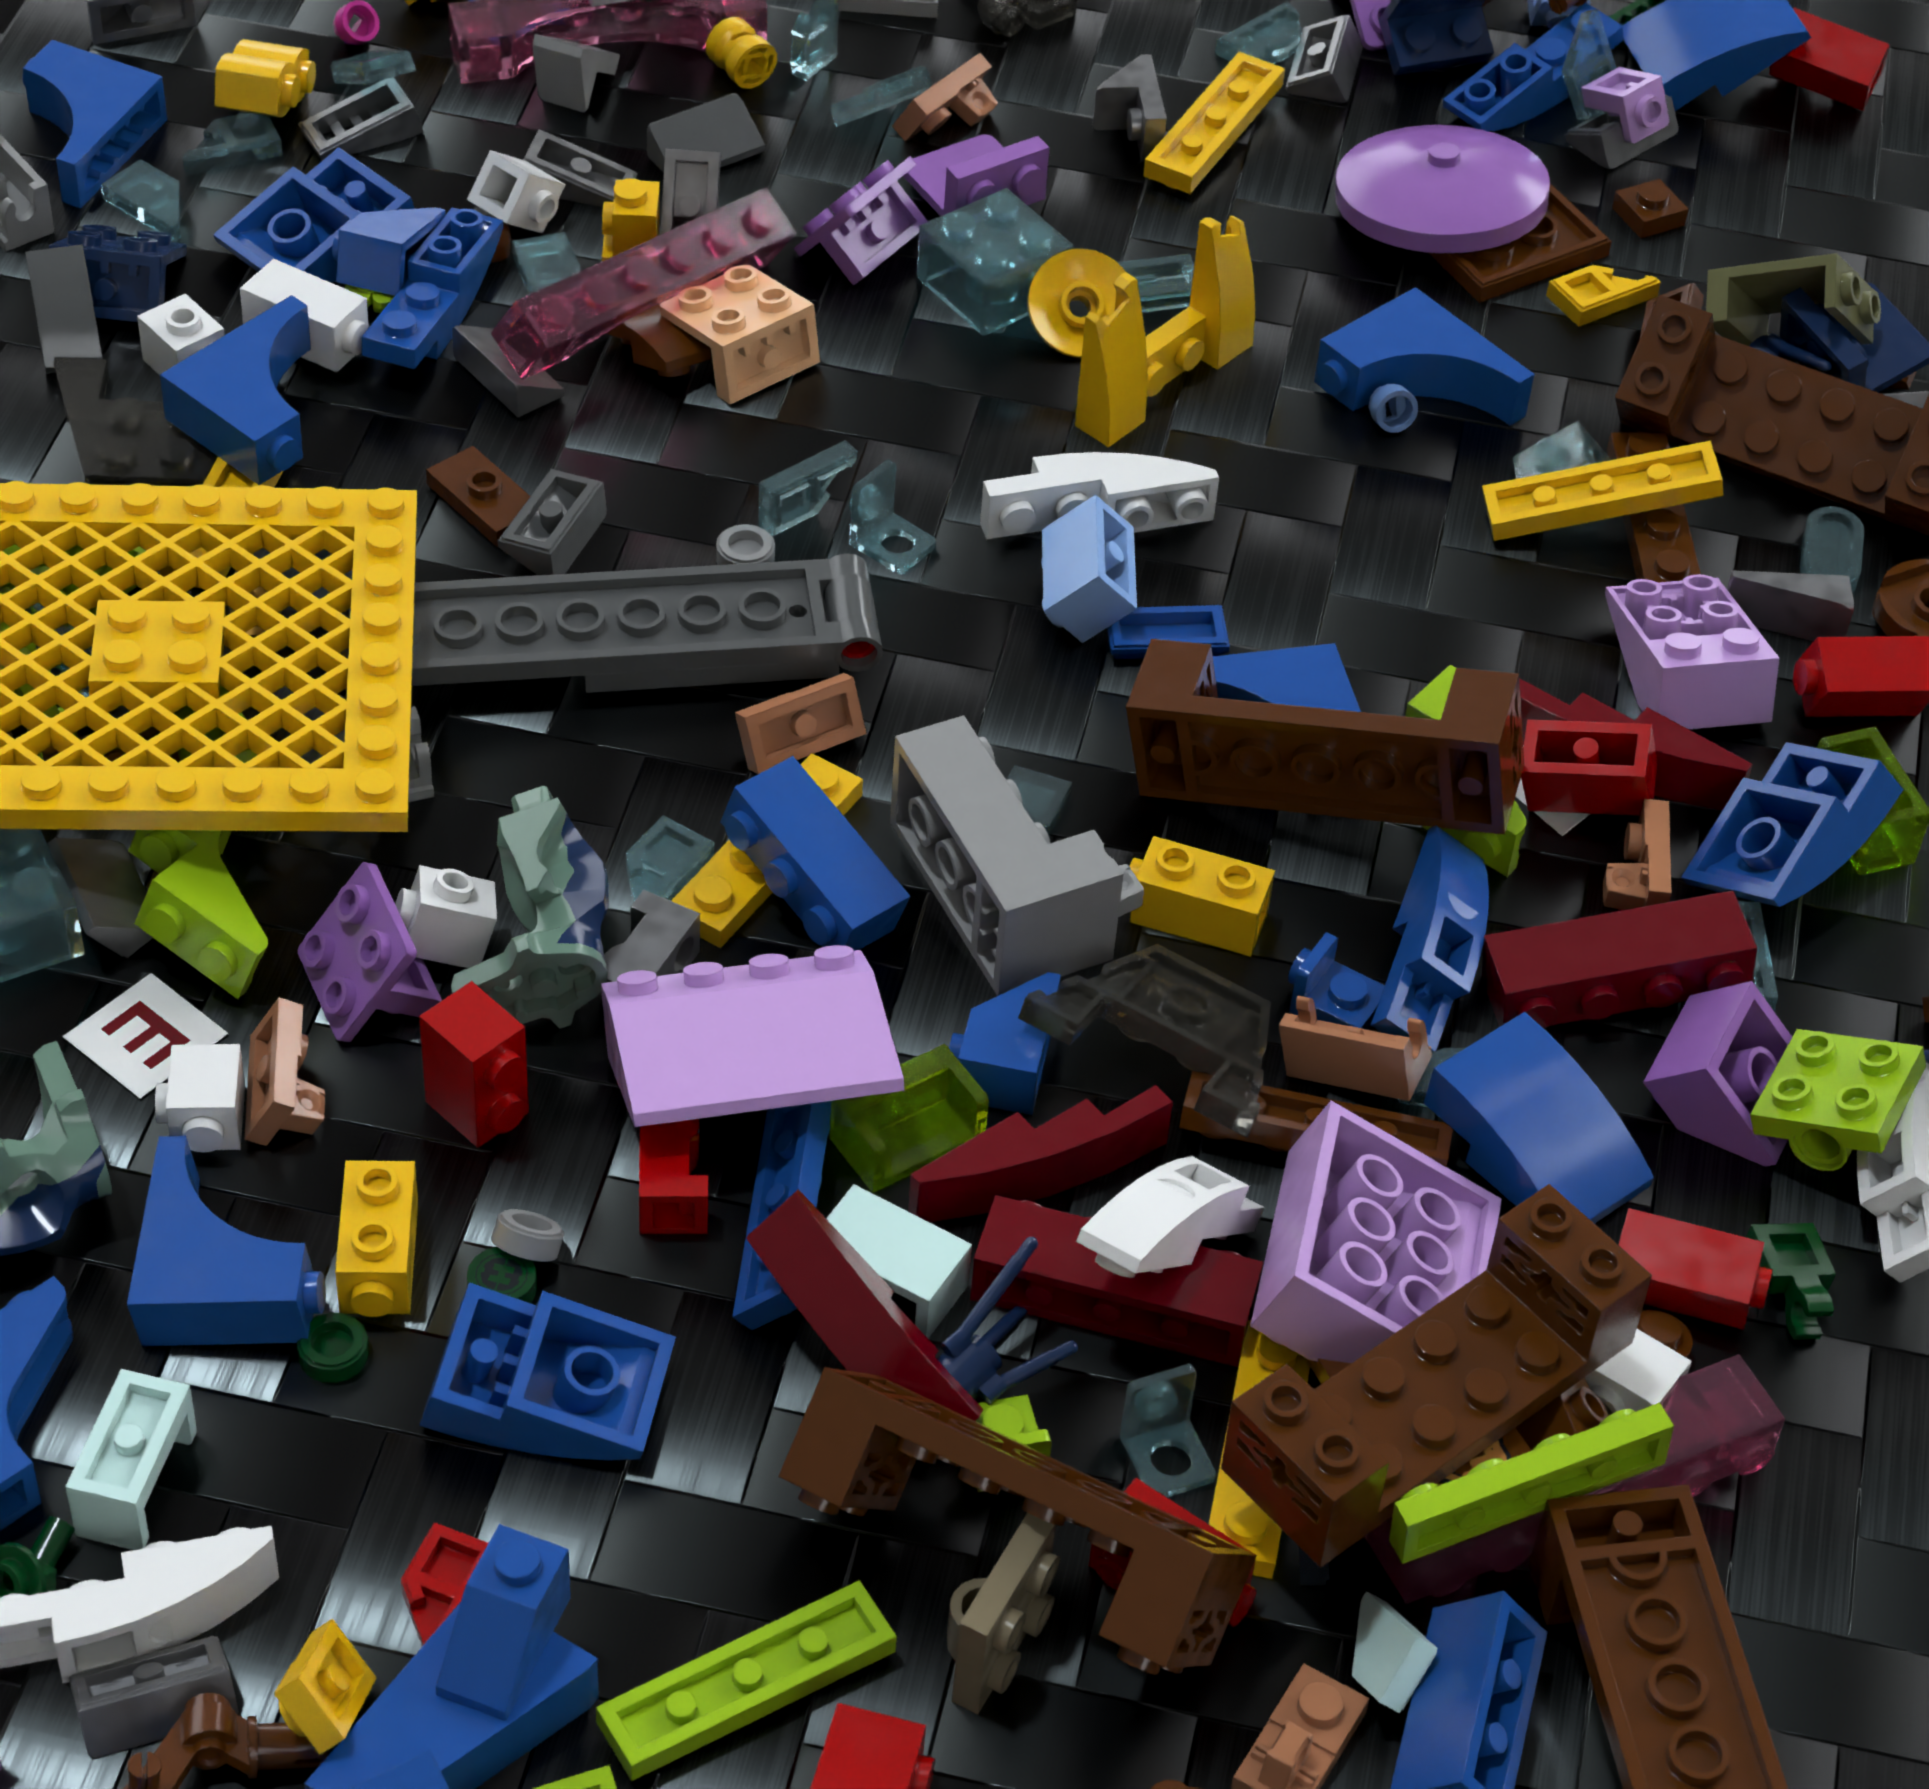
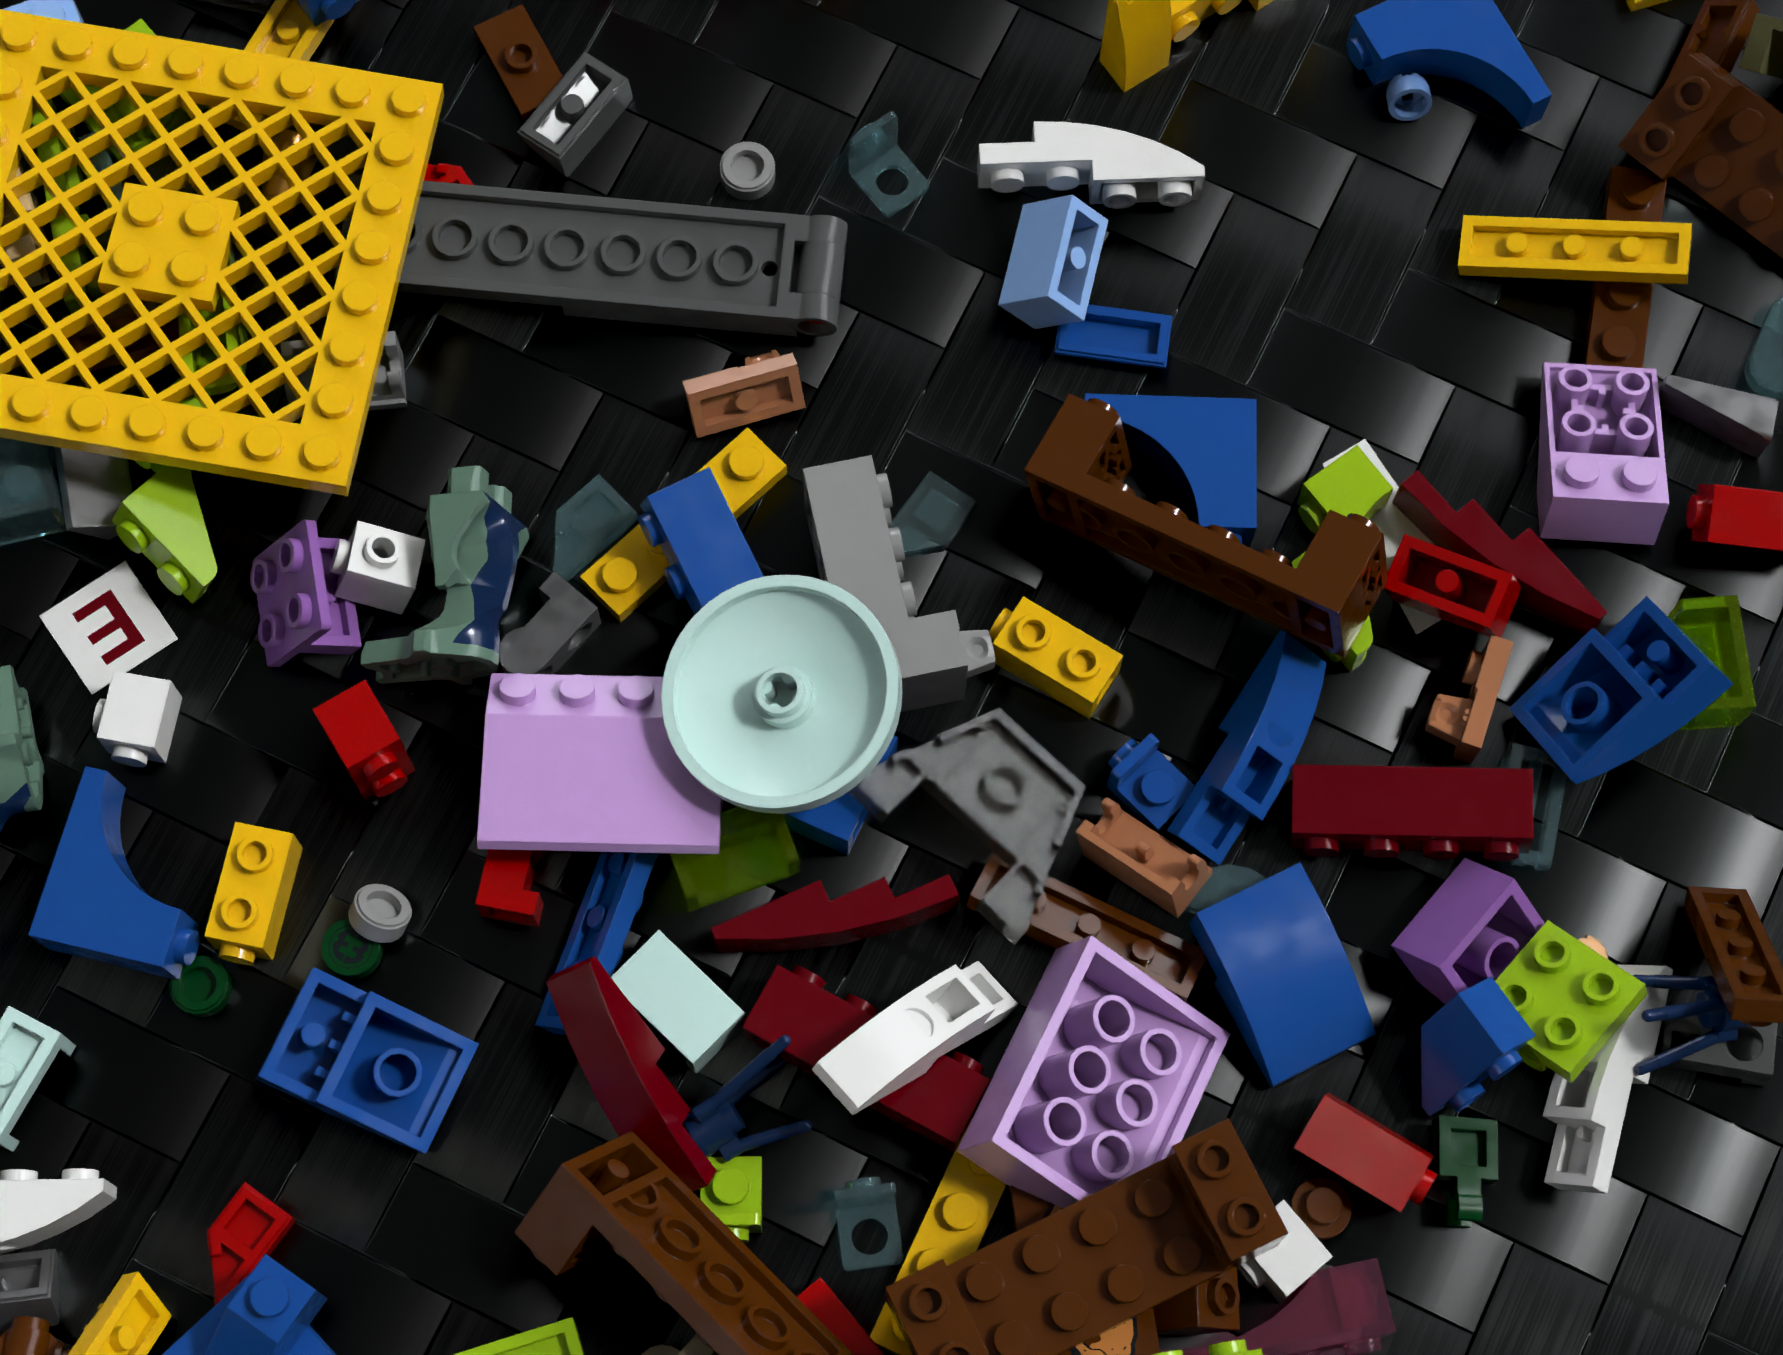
camera: 15 degrees right, 25 degrees up
(273, 1091) = (199, 726): nougat hinge -> none
(801, 489) = (814, 112): clear light blue tile -> none
(935, 919) = (782, 694): none -> light aqua dish
(1560, 451) = (1554, 193): clear light blue bracket -> none
(1759, 1142) = (1466, 1043): none -> blue slope

